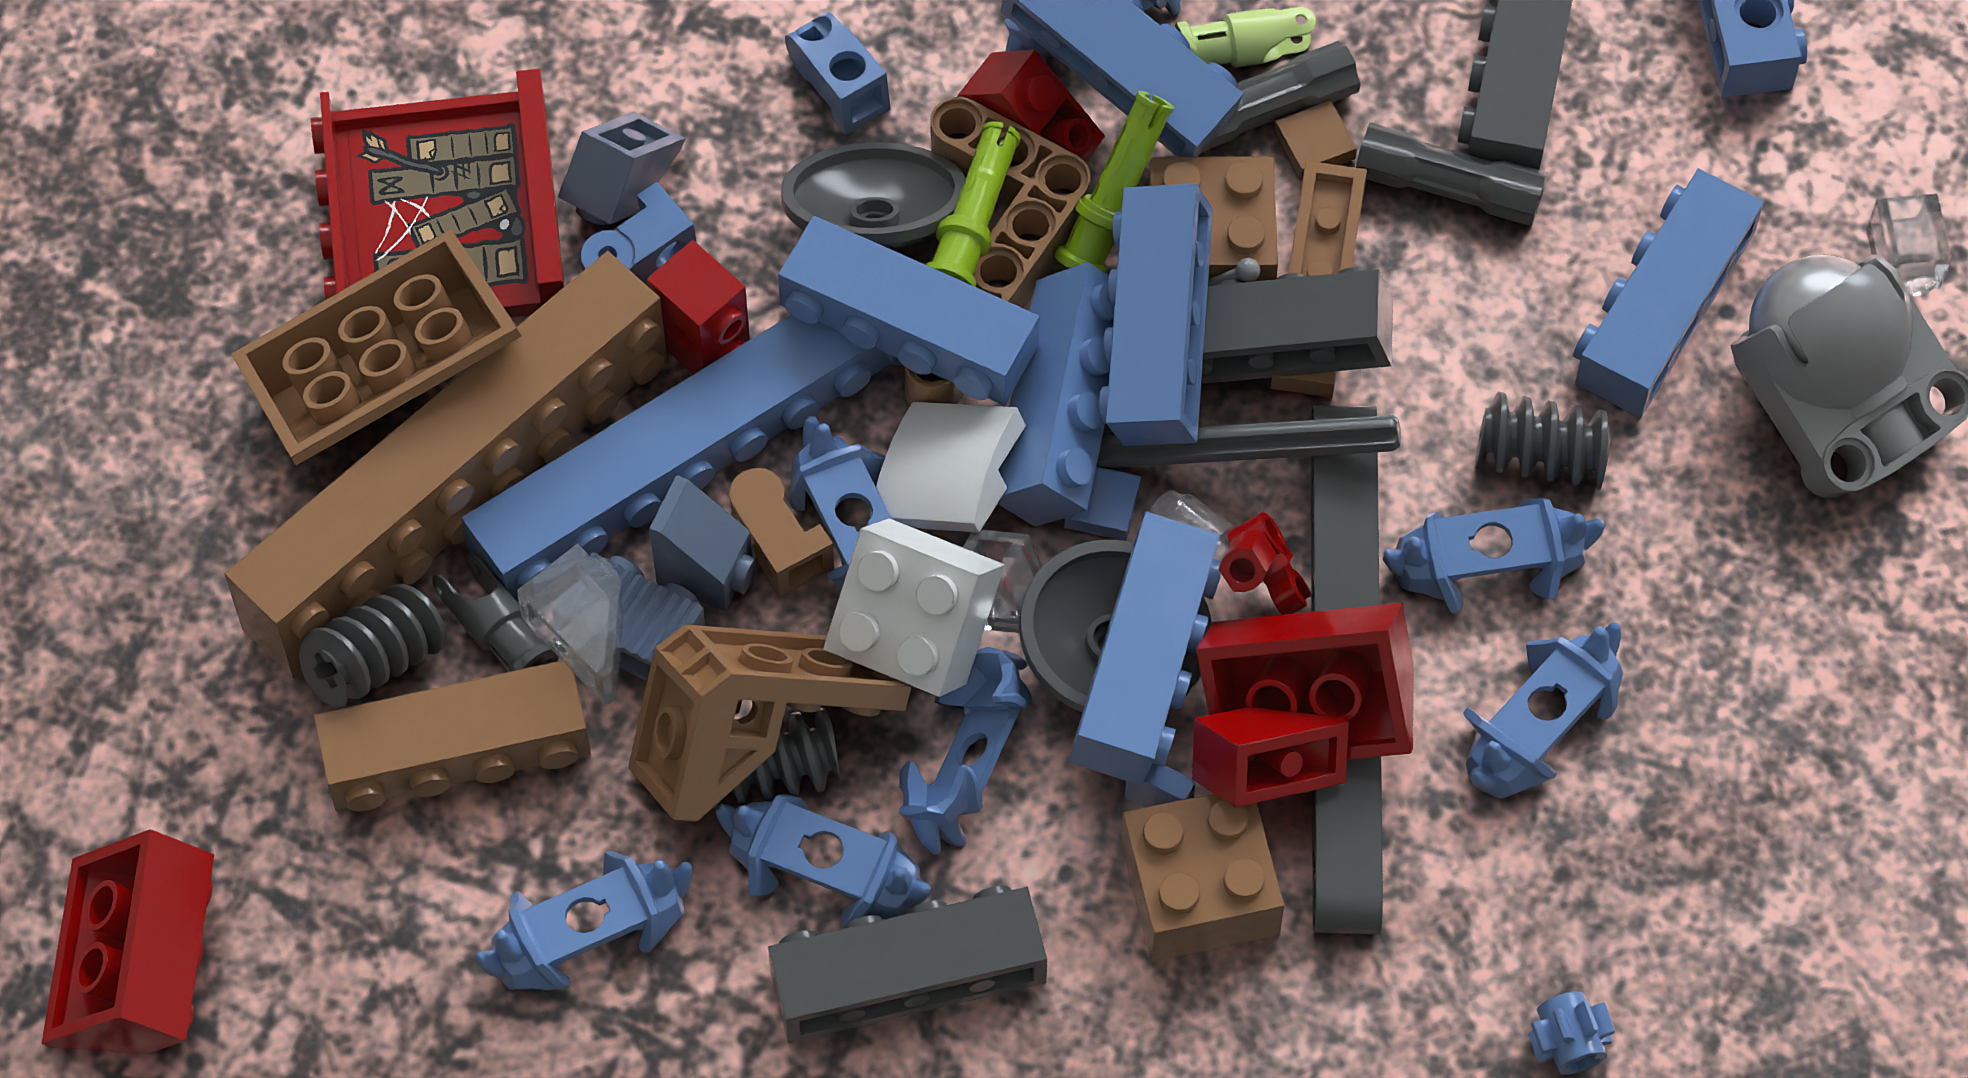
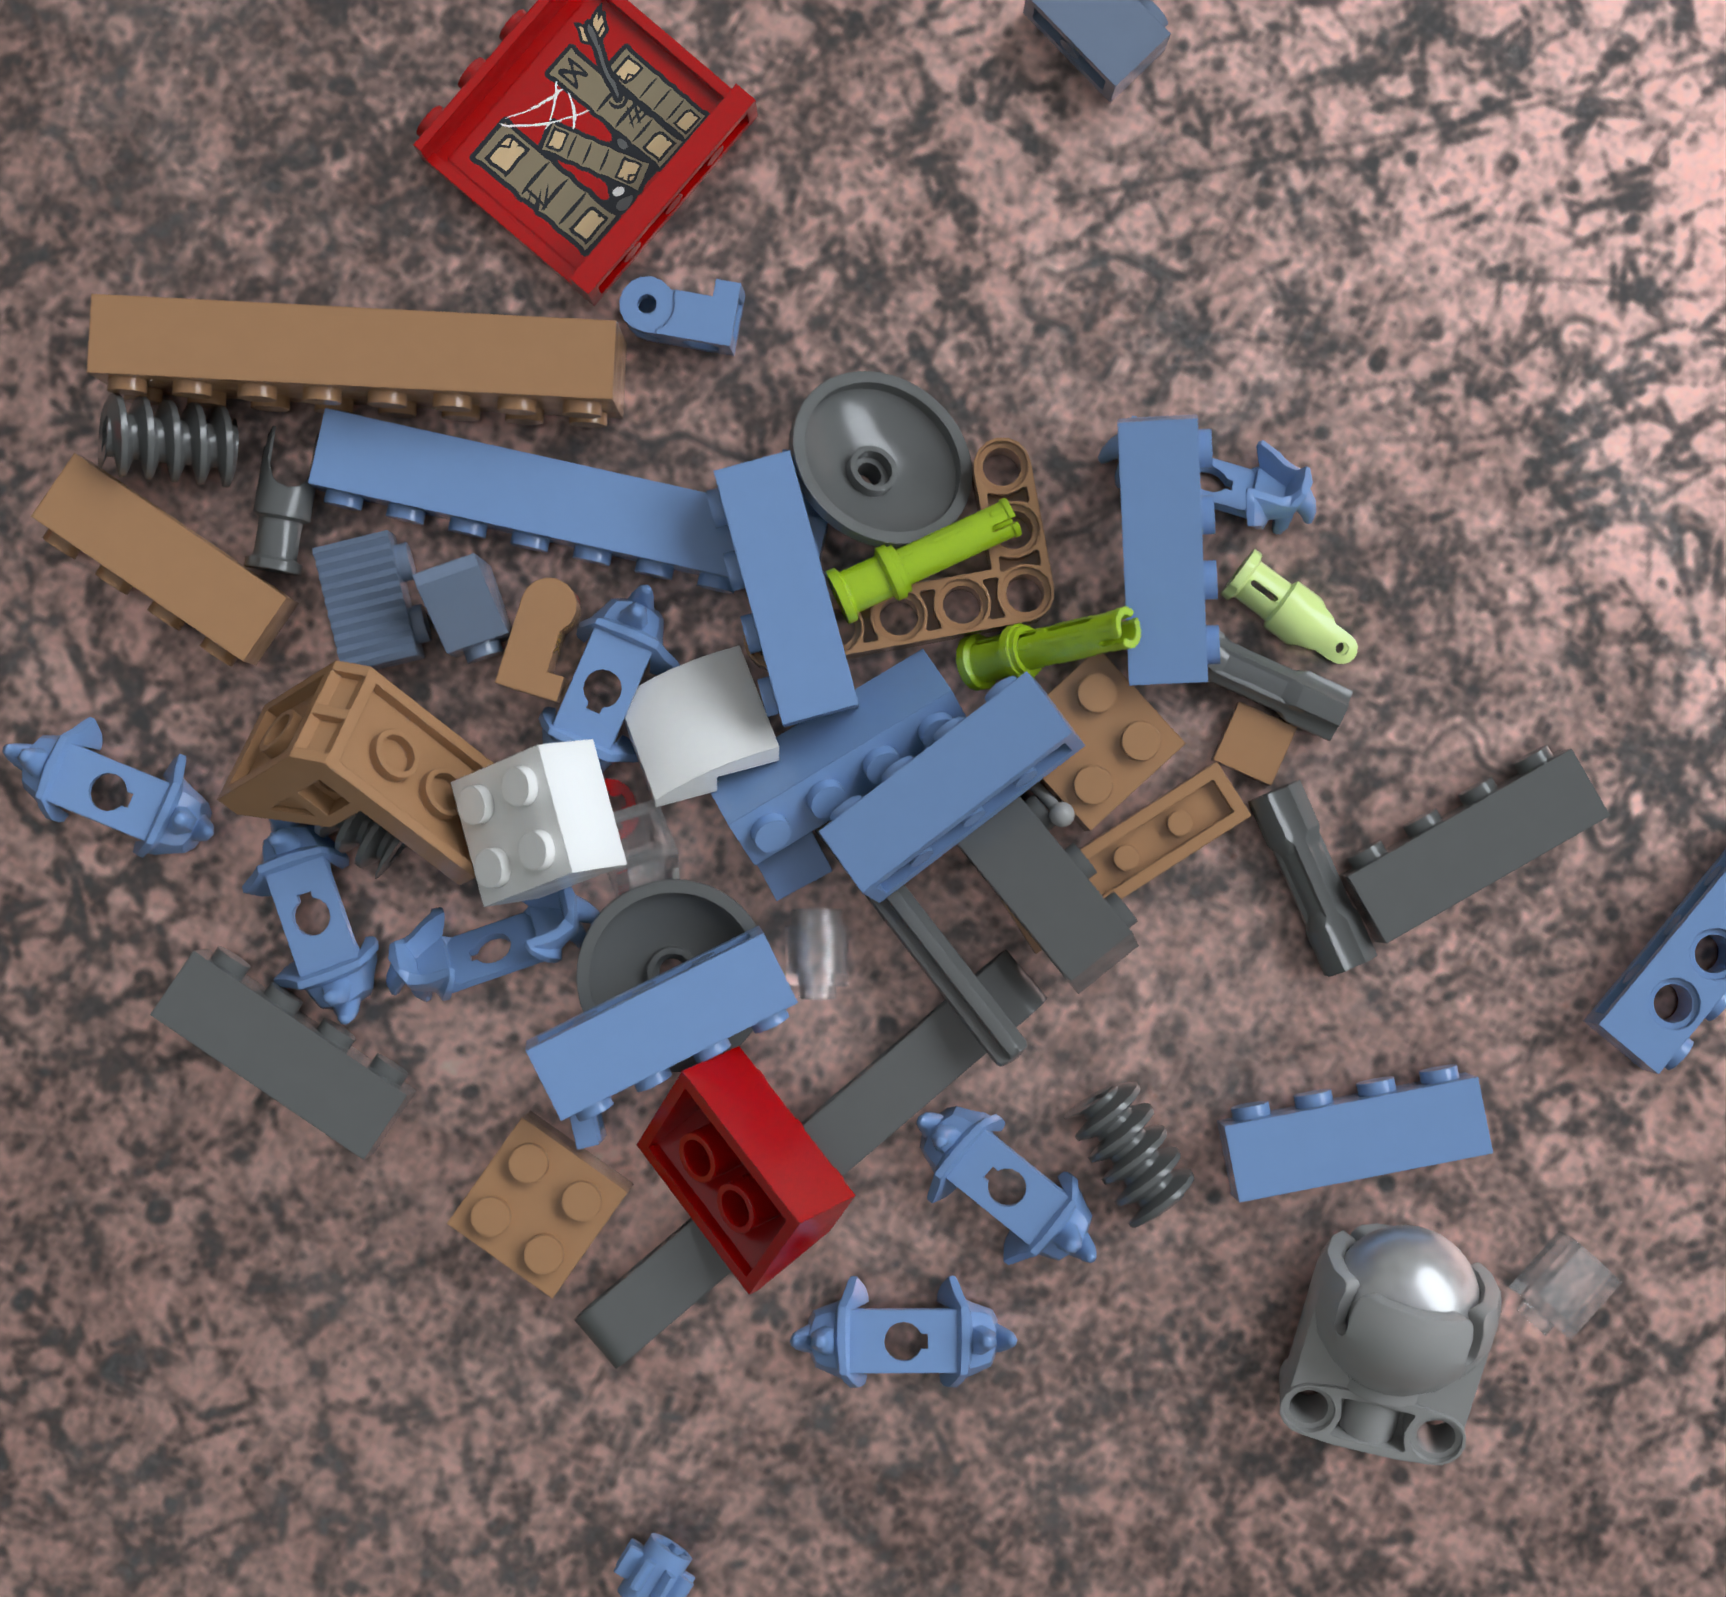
camera: 50 degrees right, 25 degrees up
(375, 346) = (386, 222): medium nougat slope -> none
(579, 616) = (309, 585): clear slope -> none
(617, 164) = (740, 235): sand blue slope -> none
(700, 307) = (653, 425): red brick -> none
(840, 71) = (977, 322): medium blue leg -> none
(1031, 95) = (1073, 507): red slope -> none
(1261, 555) = (822, 1034): red bar -> none
(1268, 753) = (653, 1188): red slope -> none

